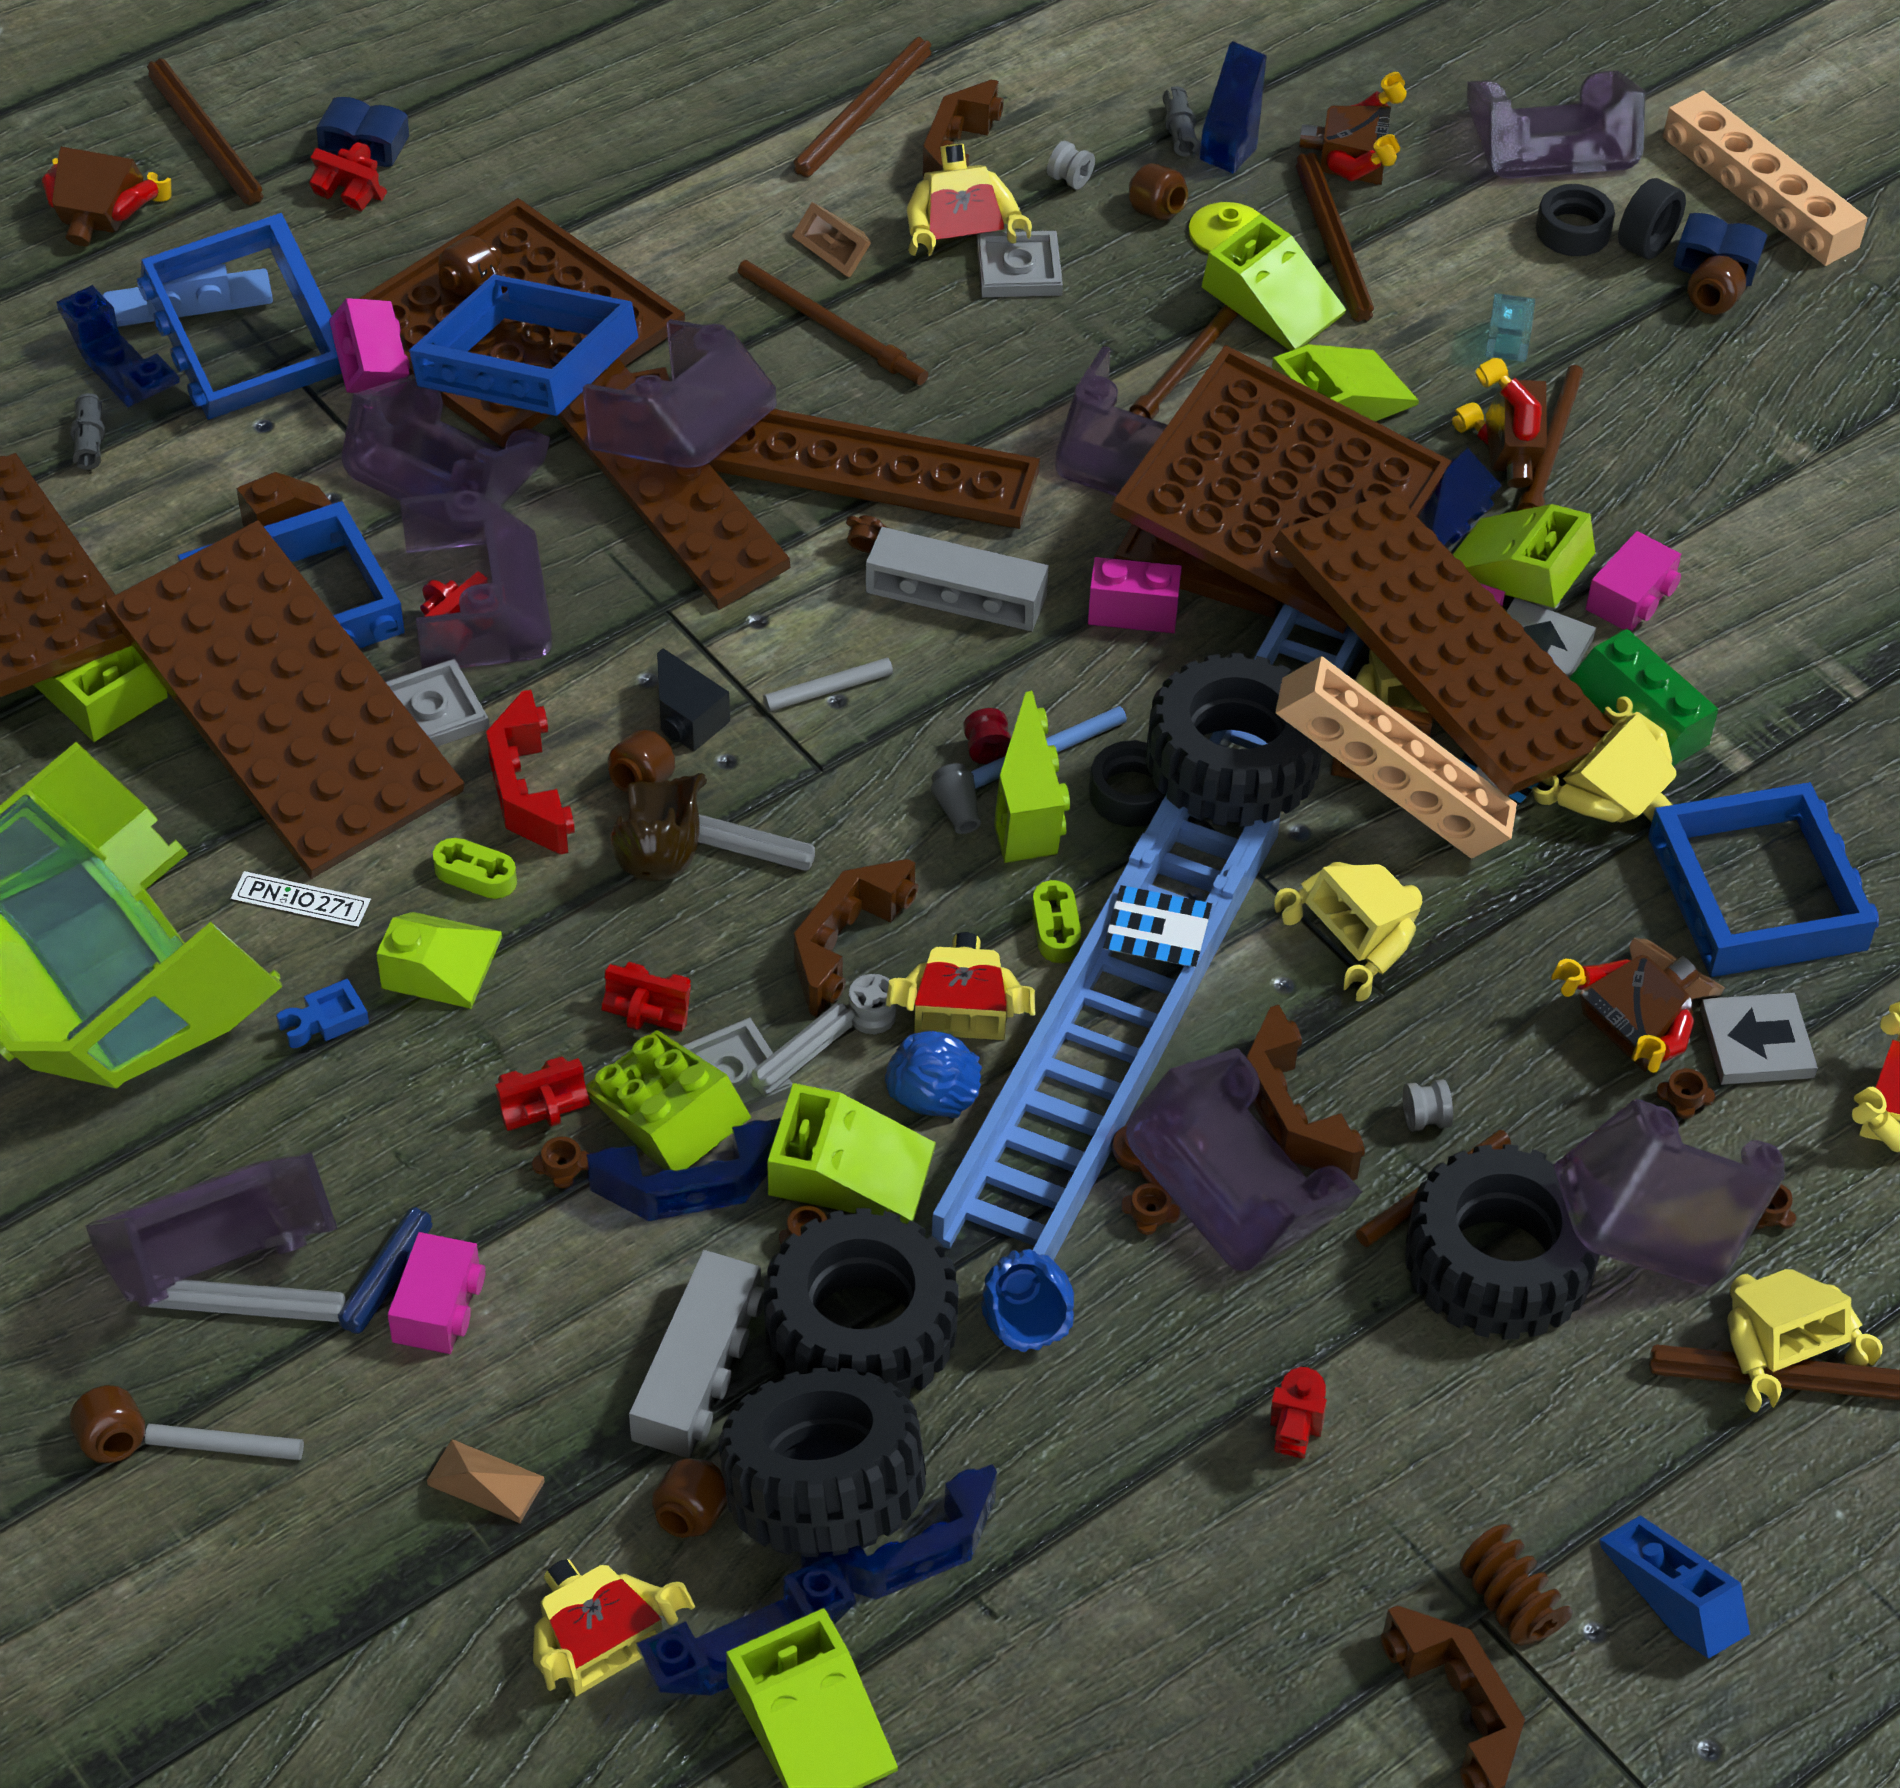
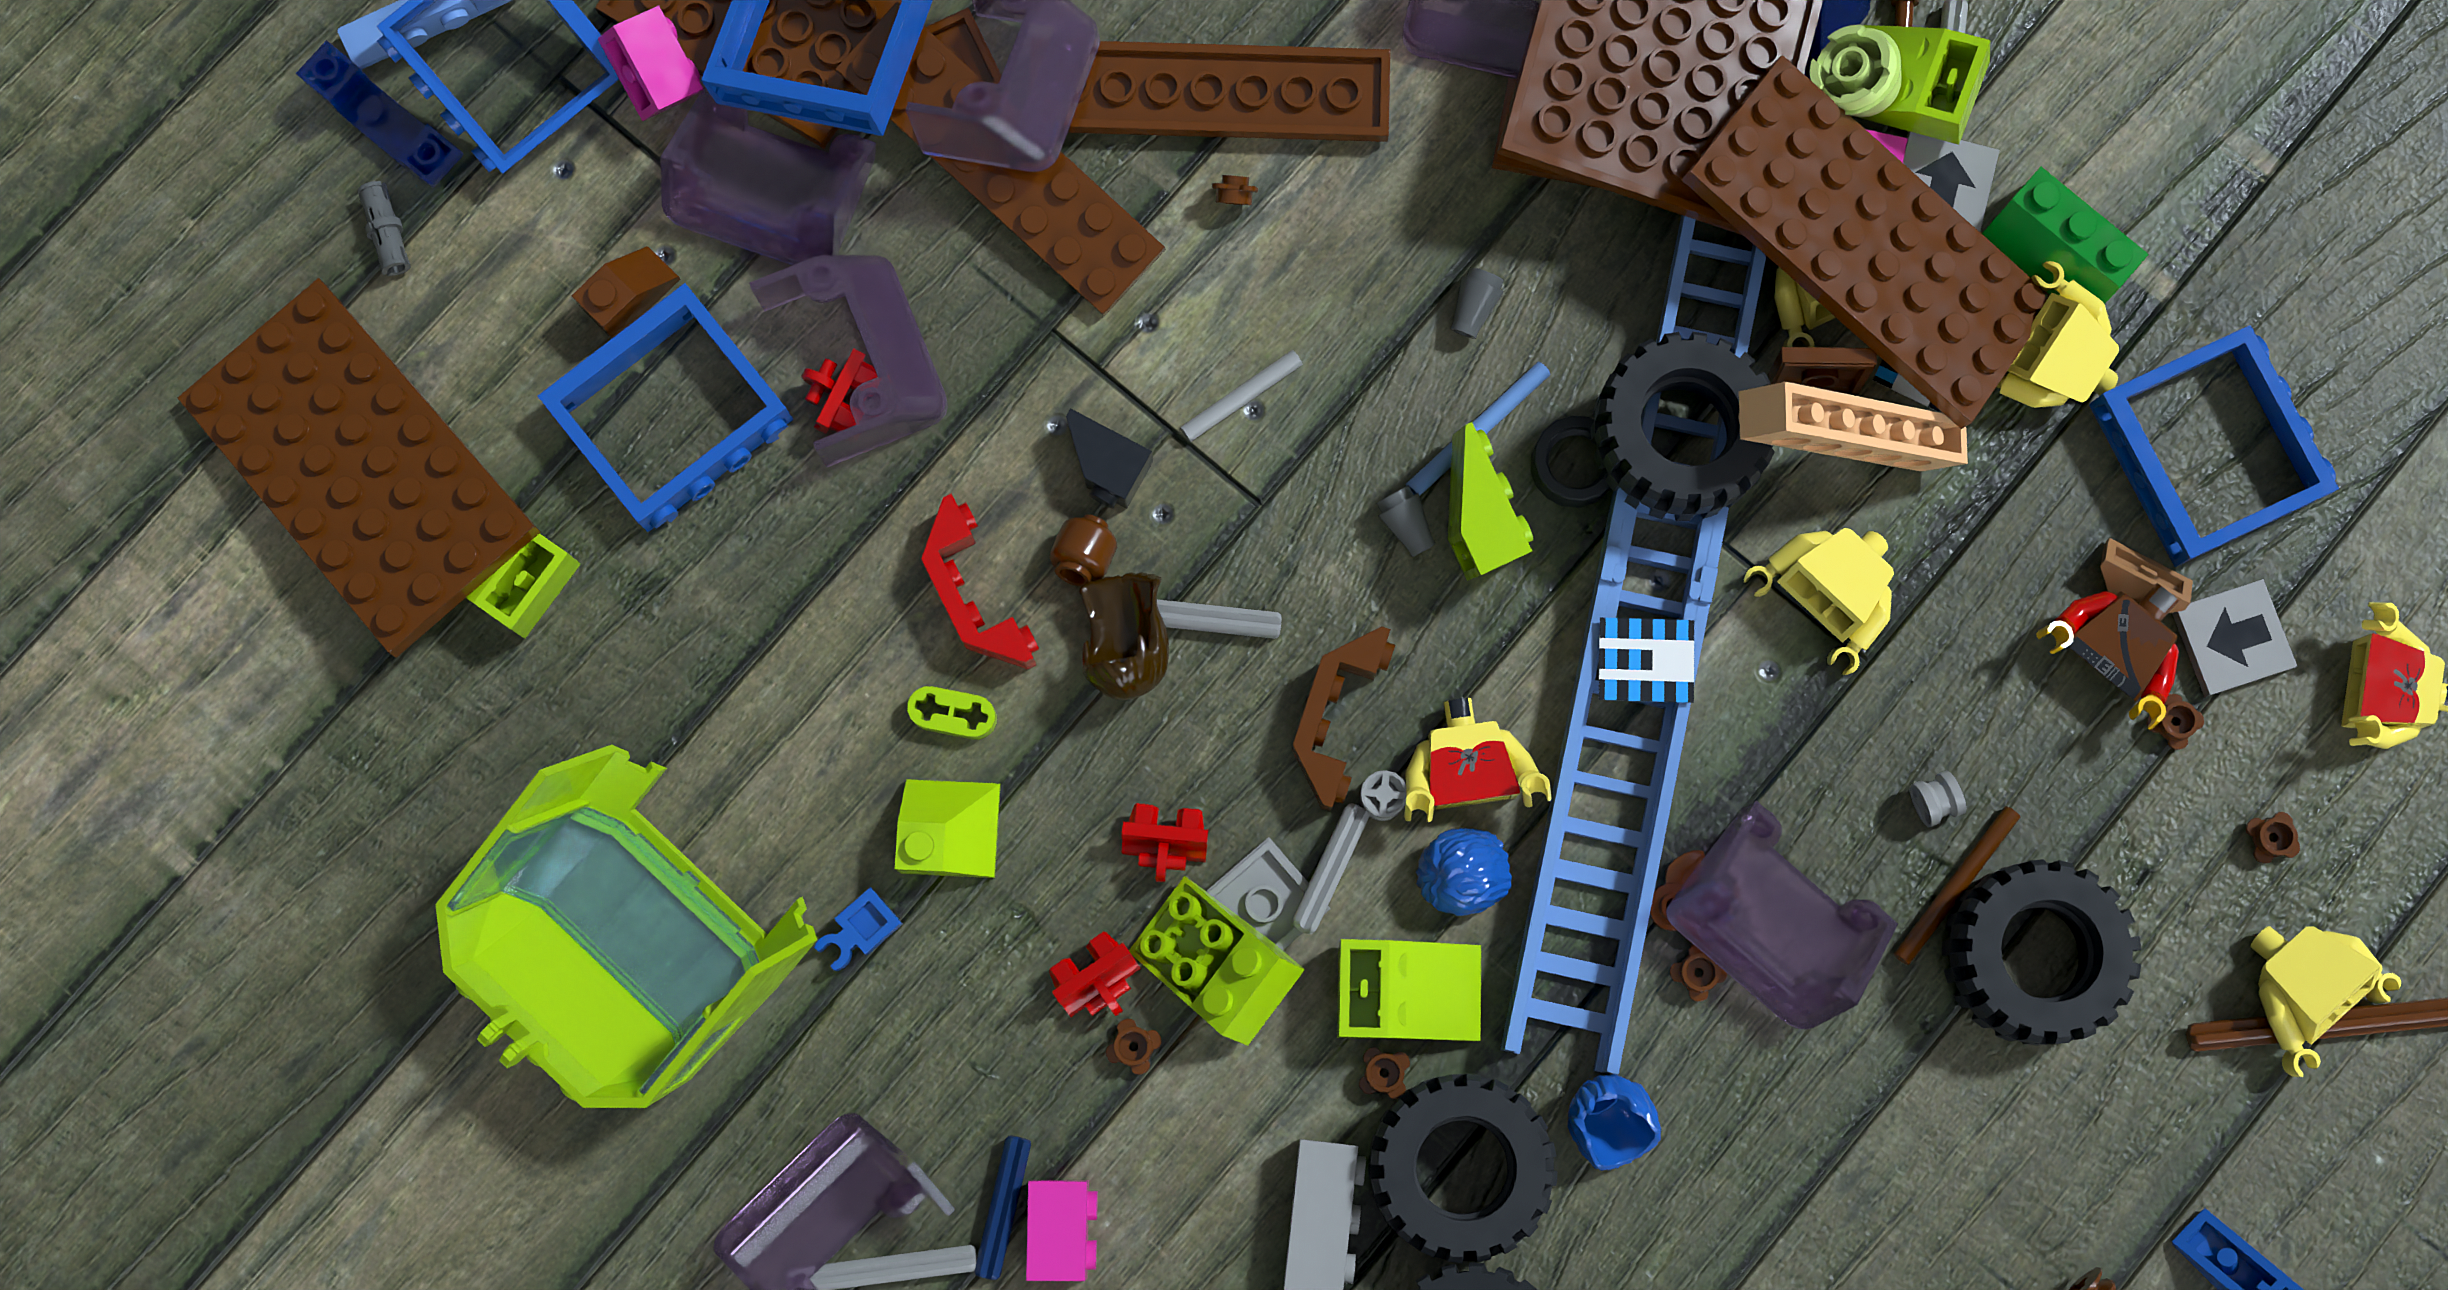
camera: 10 degrees left, 30 degrees up
(284, 698) = (703, 563): reddish brown plate -> none
(301, 899) = (790, 783): white sticker -> none
(441, 702) = (849, 516): light grey tile -> none
(671, 1193) = (1313, 1003): clear blue slope -> none
(956, 578) = (1341, 231): light grey brick -> none
(987, 735) = (1420, 435): dark red wheel -> none
(1064, 920) = (1546, 645): lime beam -> none
(1071, 647) = (1475, 301): none -> dark grey cone
(1134, 595) = (1528, 216): dark pink brick -> none
(1298, 1411) = (1888, 1192): red hips -> none
(1312, 1144) = (1857, 867): reddish brown slope -> none
(1467, 521) = (1859, 70): none -> yellowish green cone
(1634, 582) = (2030, 82): dark pink brick -> none
(1663, 1202) = (2201, 906): clear purple windscreen -> none

